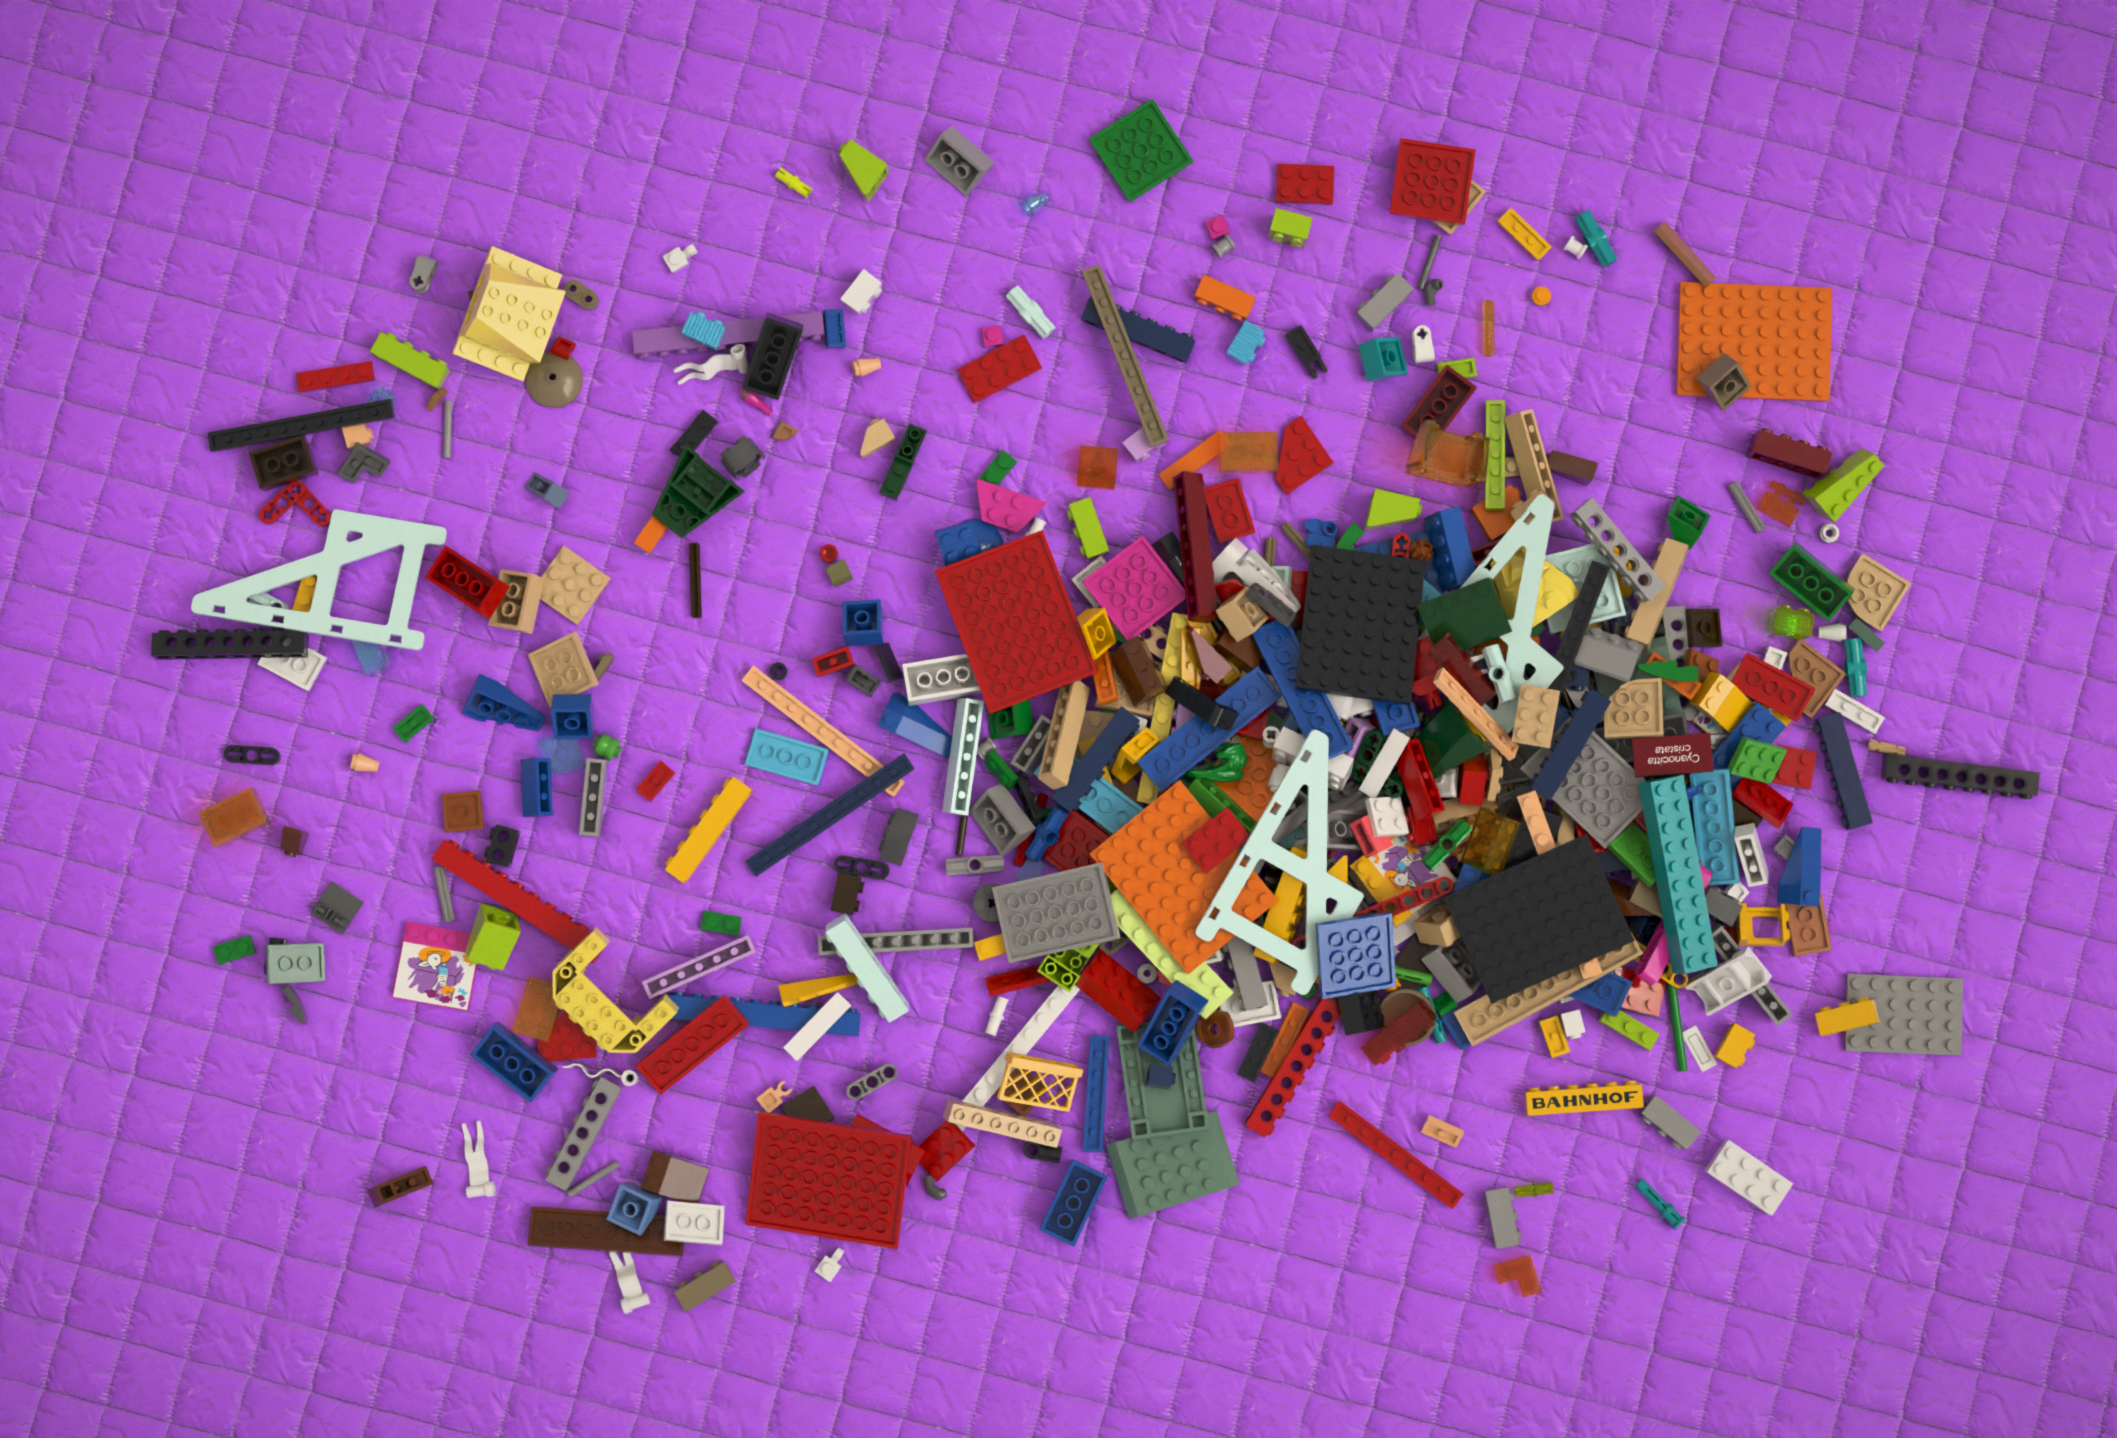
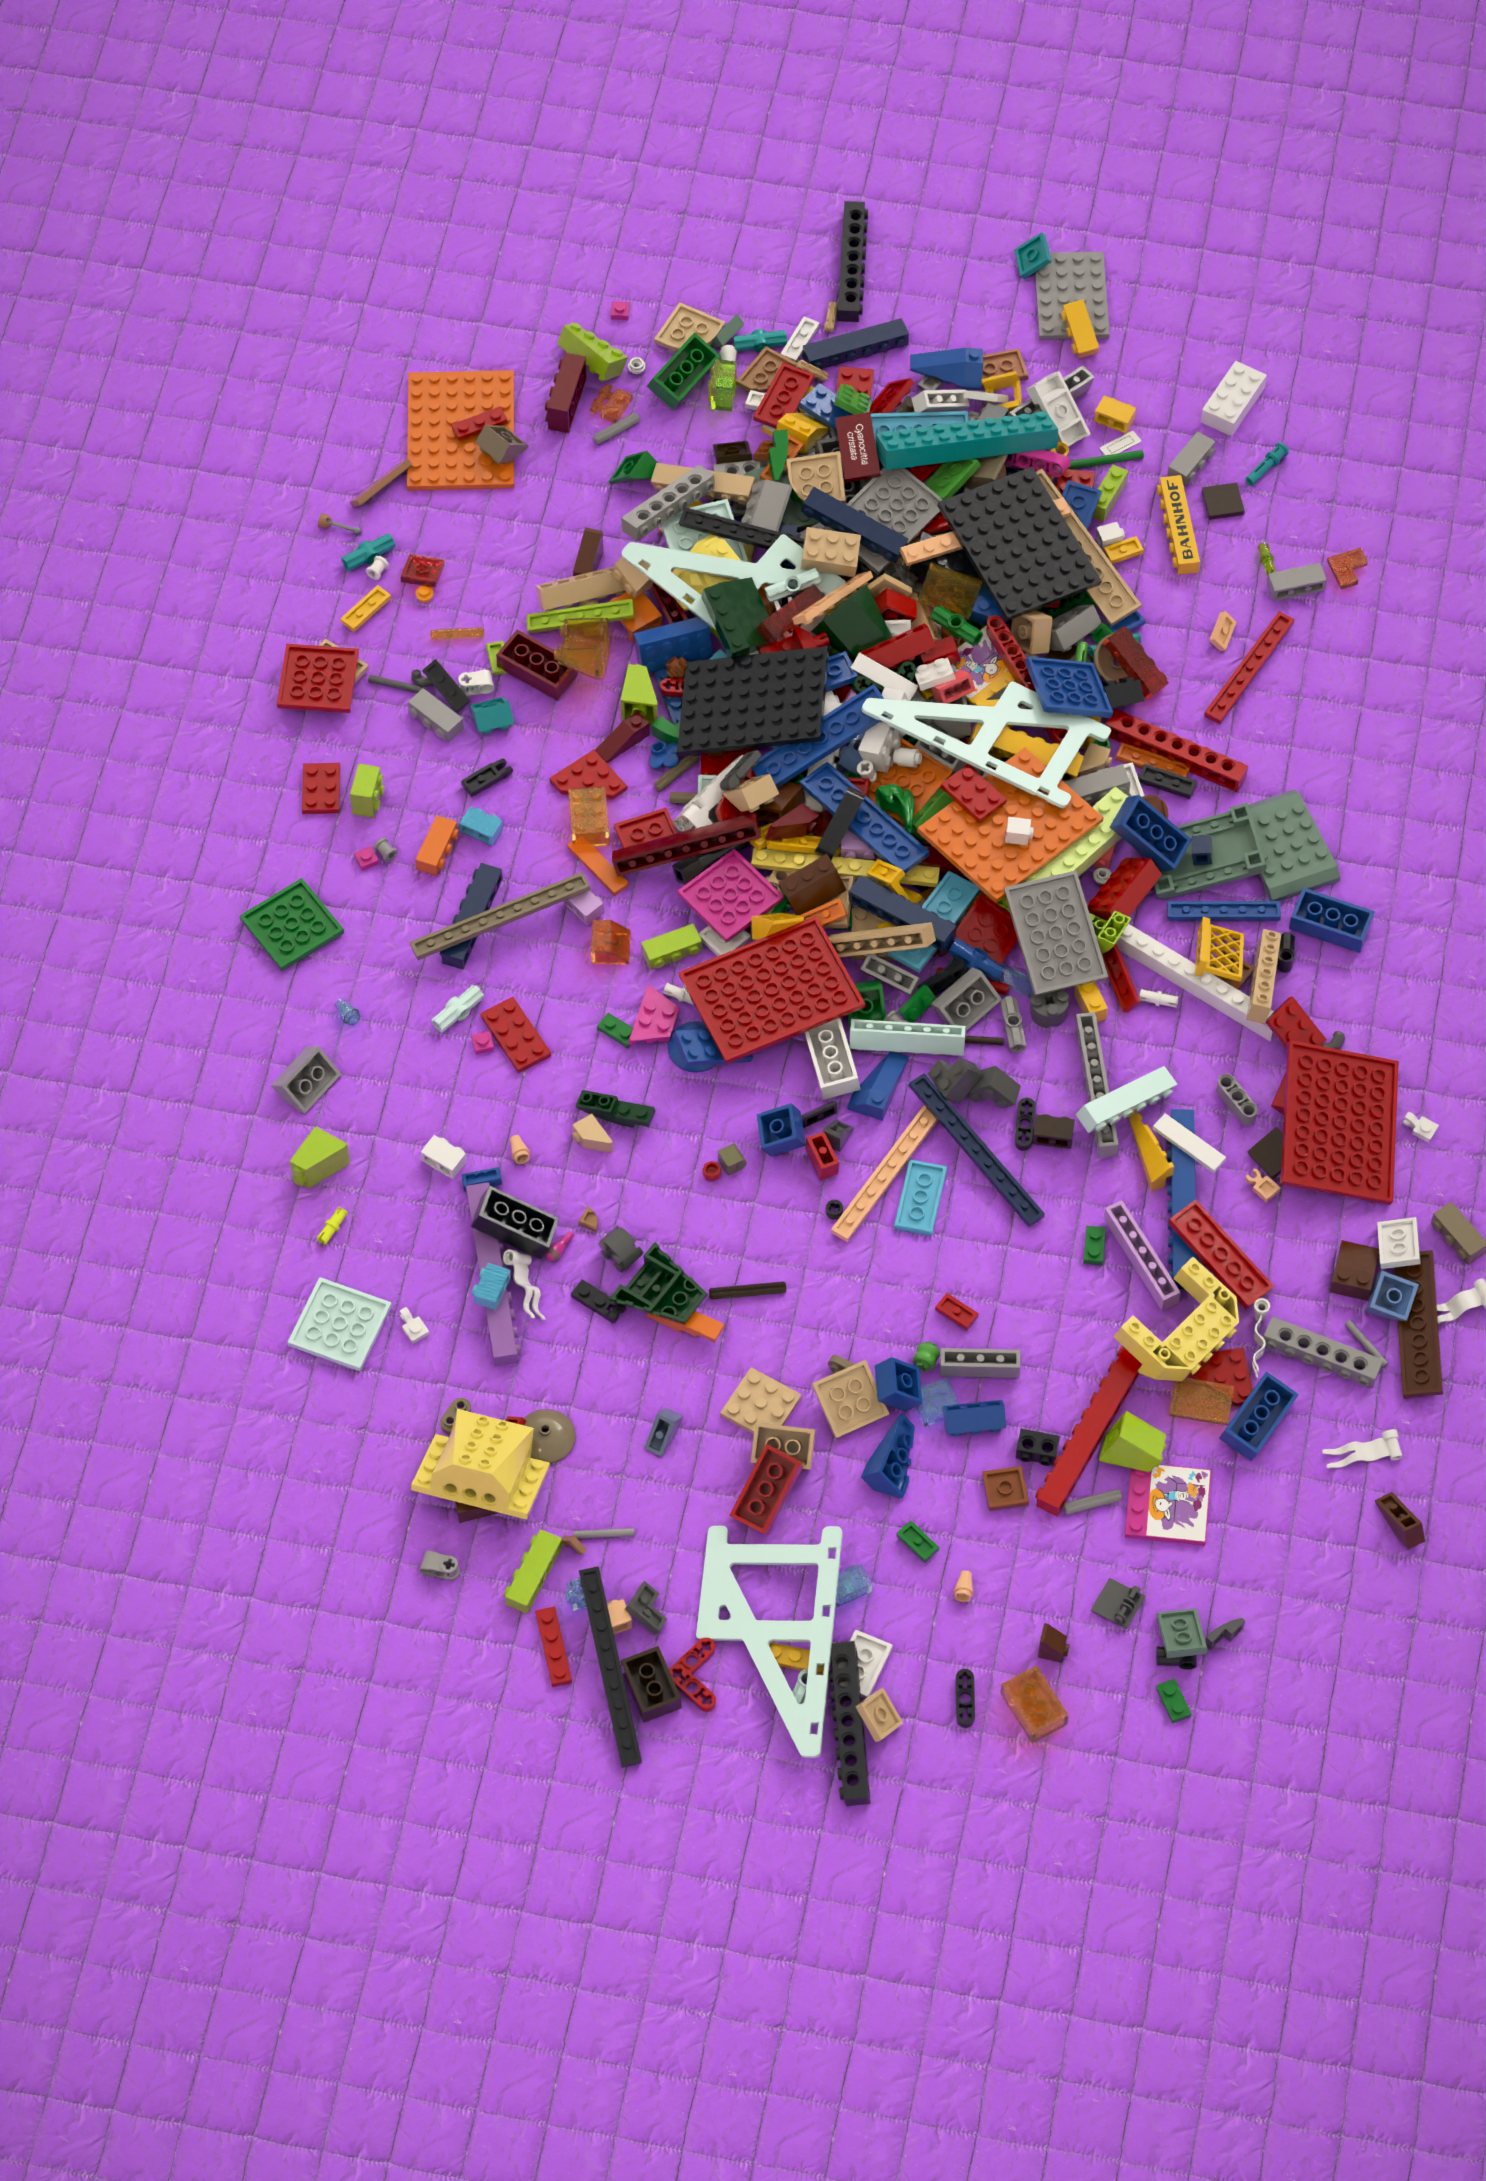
camera: 90 degrees left, 25 degrees down
(232, 671) = (879, 1714): none -> tan plate
(685, 187) = (339, 1324): none -> light aqua plate
(708, 830) = (1001, 1259): yellow brick -> none
(906, 797) = (956, 1079): none -> dark grey brick
(1164, 882) = (1018, 831): none -> white brick
(1344, 492) = (625, 736): none -> dark red slope
(1418, 313) = (446, 685): none -> black plate
(1567, 294) = (422, 570): none -> clear red plate
(1615, 1151) = (1223, 501): none -> dark brown tile
(1638, 195) = (325, 521): none -> hinge
(1754, 360) = (474, 425): none -> red plate
(1756, 905) = (986, 396): none -> white tile
(1808, 720) = (821, 375): none -> tan axle
(1907, 519) = (620, 310): none -> dark pink plate
(1955, 975) = (1033, 255): none -> teal plate

